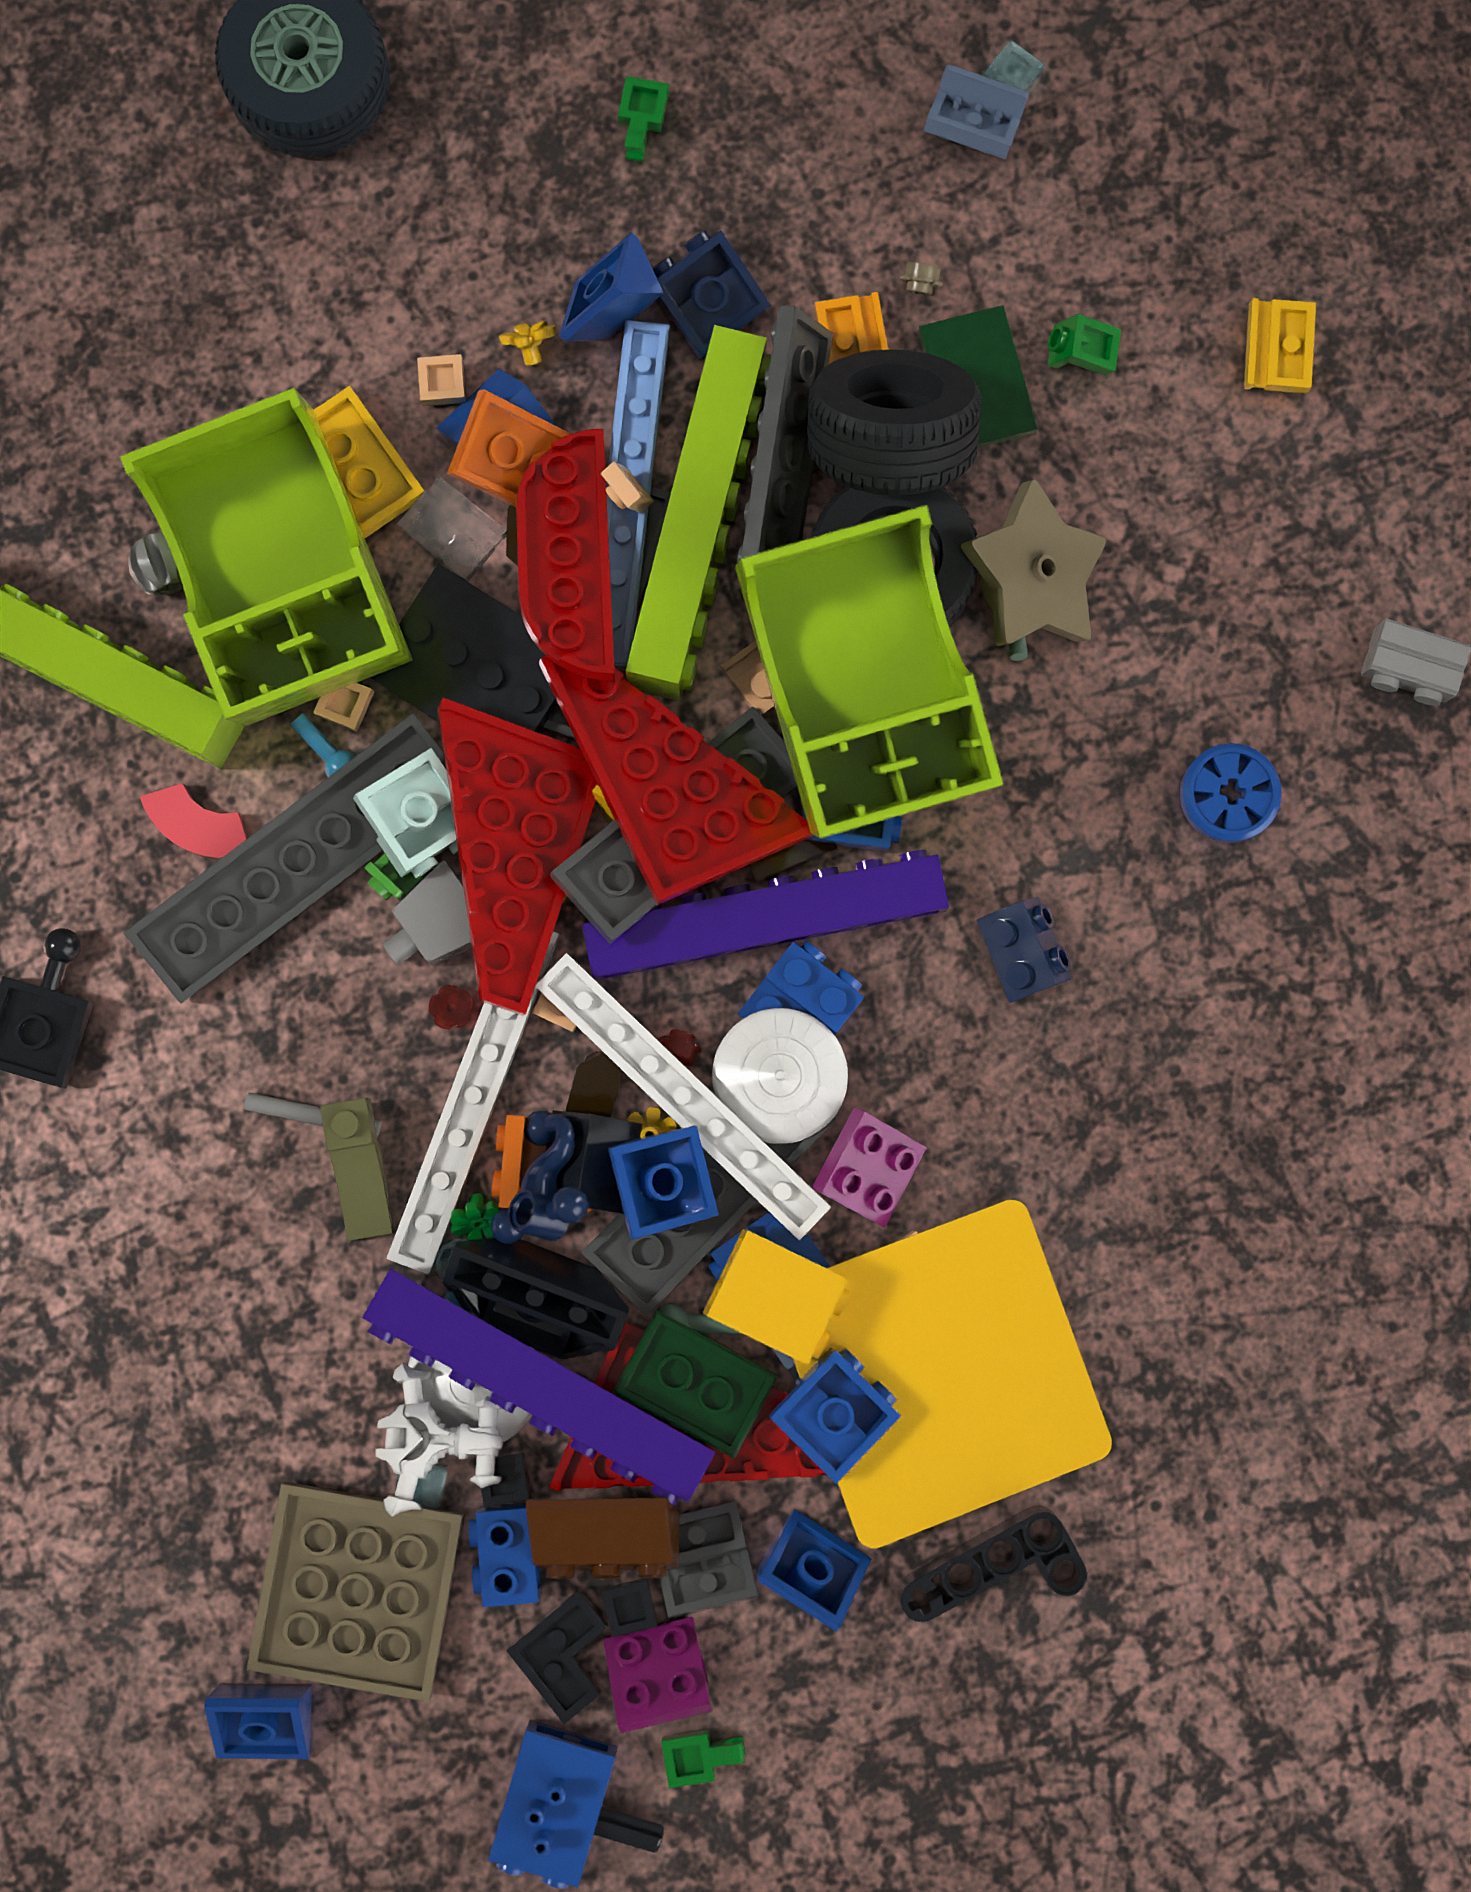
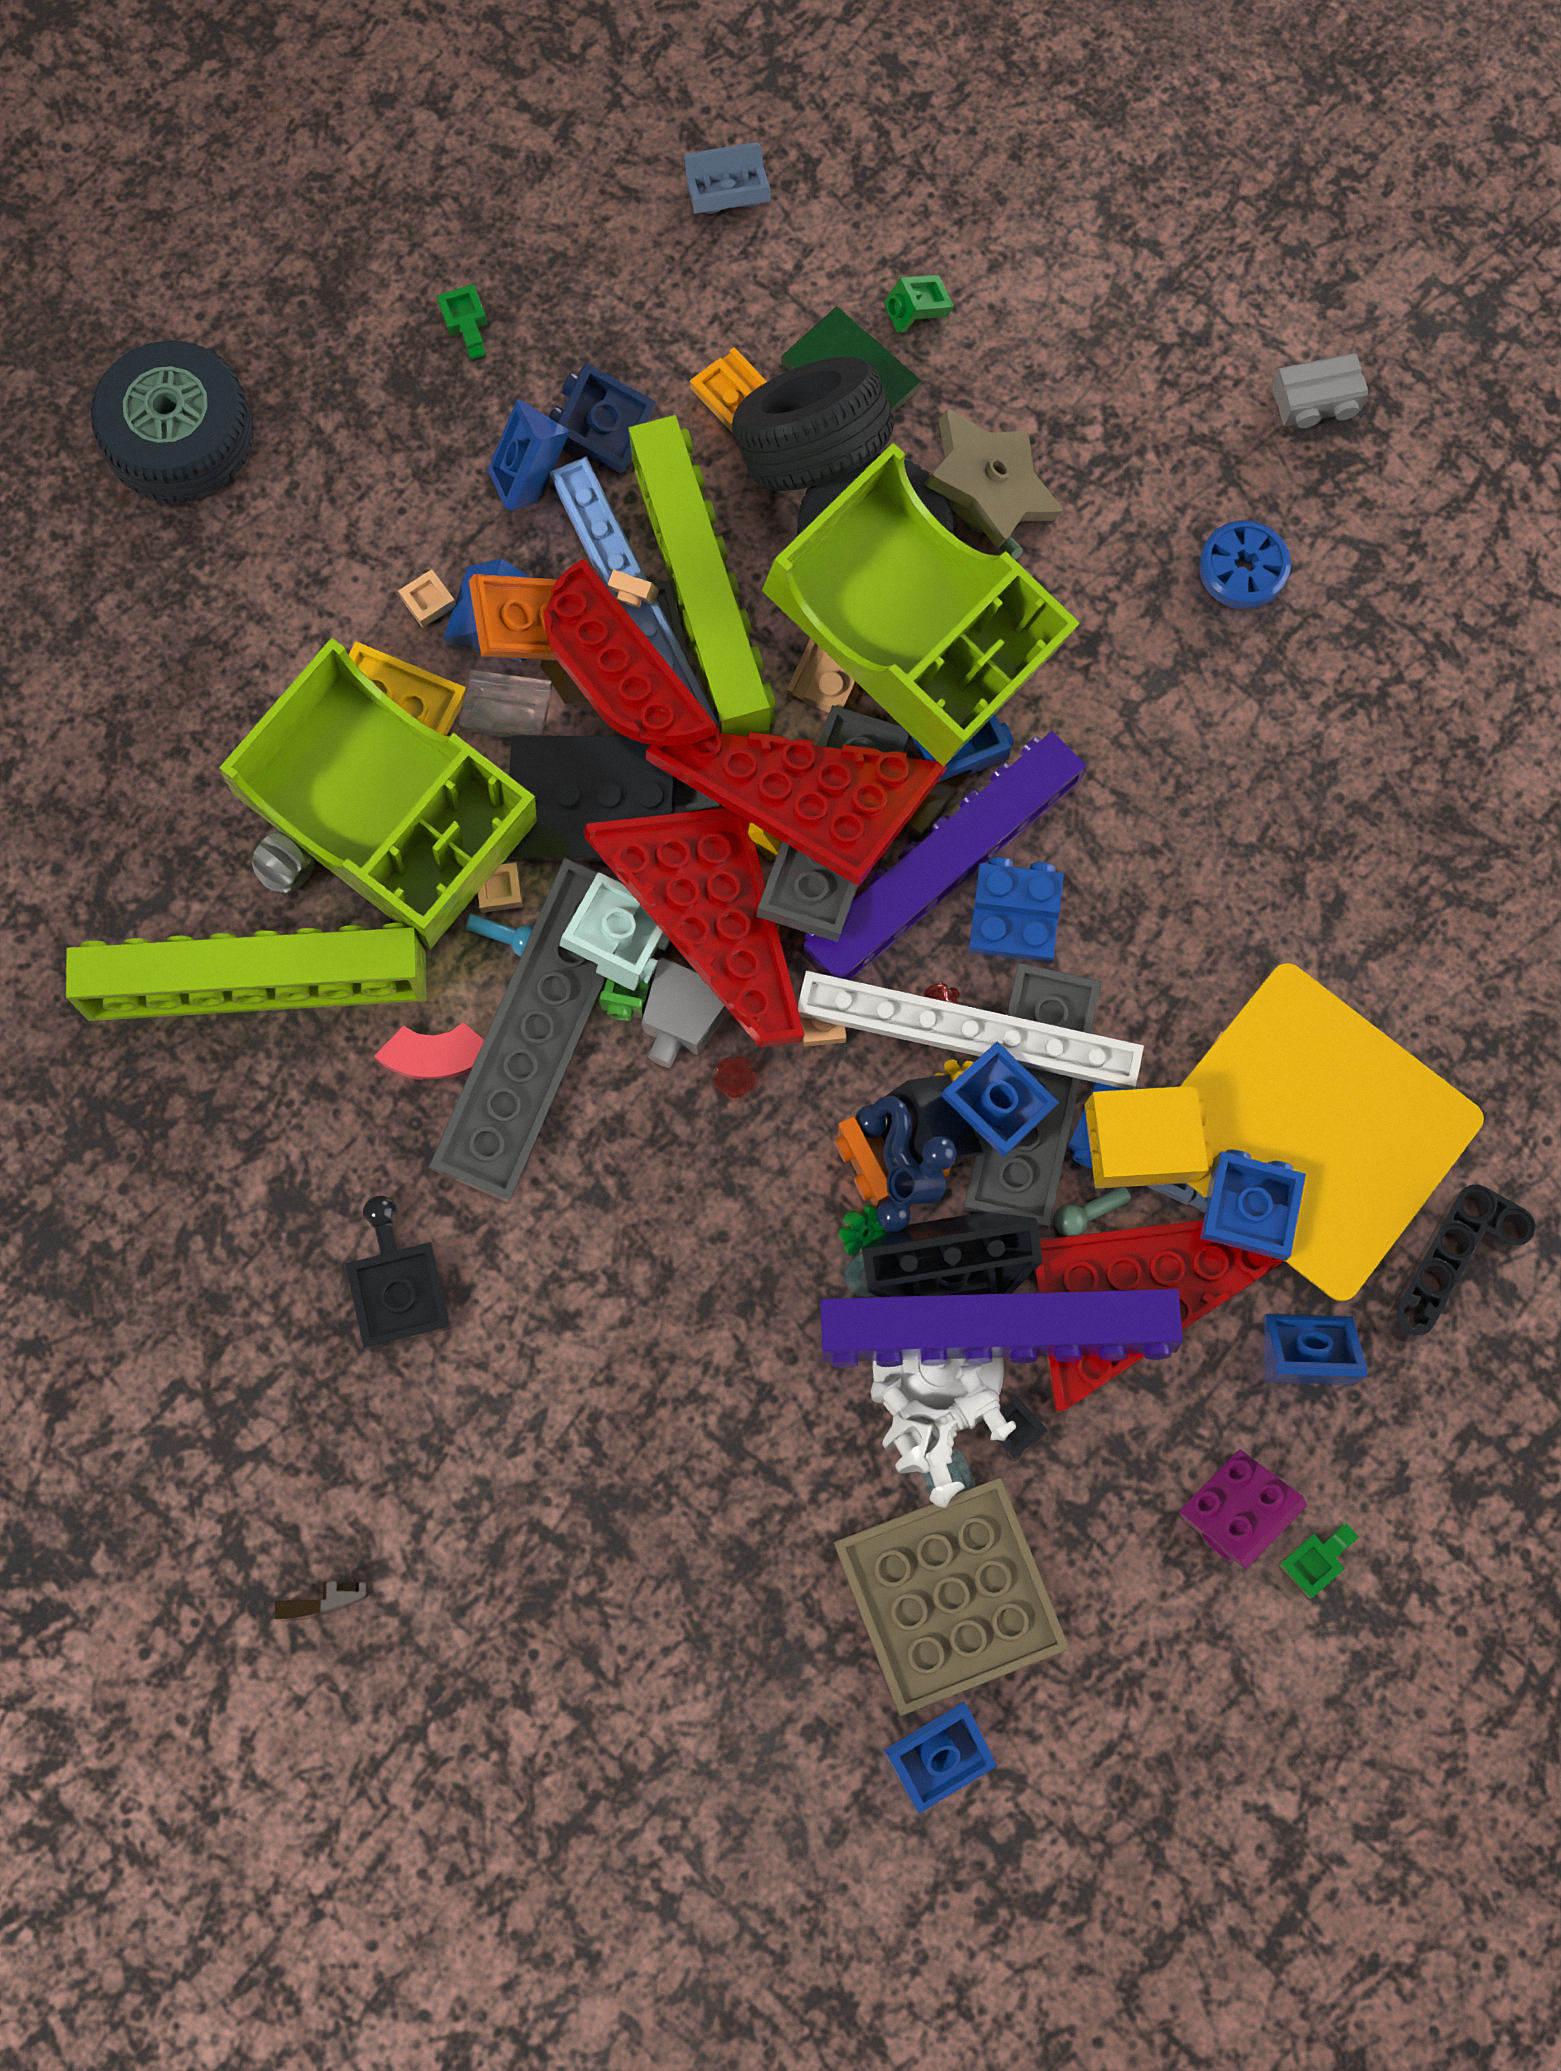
camera: 30 degrees left, 10 degrees down
(288, 1109) = (672, 1229): light grey bar -> none
(358, 1168) = (738, 1247): olive slope -> none
(460, 1132) = (804, 1173): white plate -> none
(505, 1556) = (1056, 1487): blue brick -> none
(529, 339) = (479, 531): yellow plant -> none
(548, 1654) = (1141, 1548): black plate -> none
(558, 1808) = (1232, 1673): blue piece -> none
(595, 1086) = (890, 1065): dark brown slope -> none
(604, 1536) = (1129, 1415): reddish brown slope -> none
(629, 1607) = (1184, 1471): black plate -> none
(695, 1384) = (1124, 1250): dark green tile -> none
(712, 1563) = (1218, 1398): dark grey slope -> none
(781, 1074) = (1036, 970): white hat -> none
(782, 461) = (729, 477): dark grey plate -> none
(869, 1167) = (1152, 1003): magenta plate -> none
(921, 278) = (760, 320): dark tan plate -> none
(1015, 67) = (734, 131): clear light blue tile -> none
(1025, 948) = (1163, 769): dark blue bracket -> none
(1280, 345) = (1066, 222): yellow plate -> none

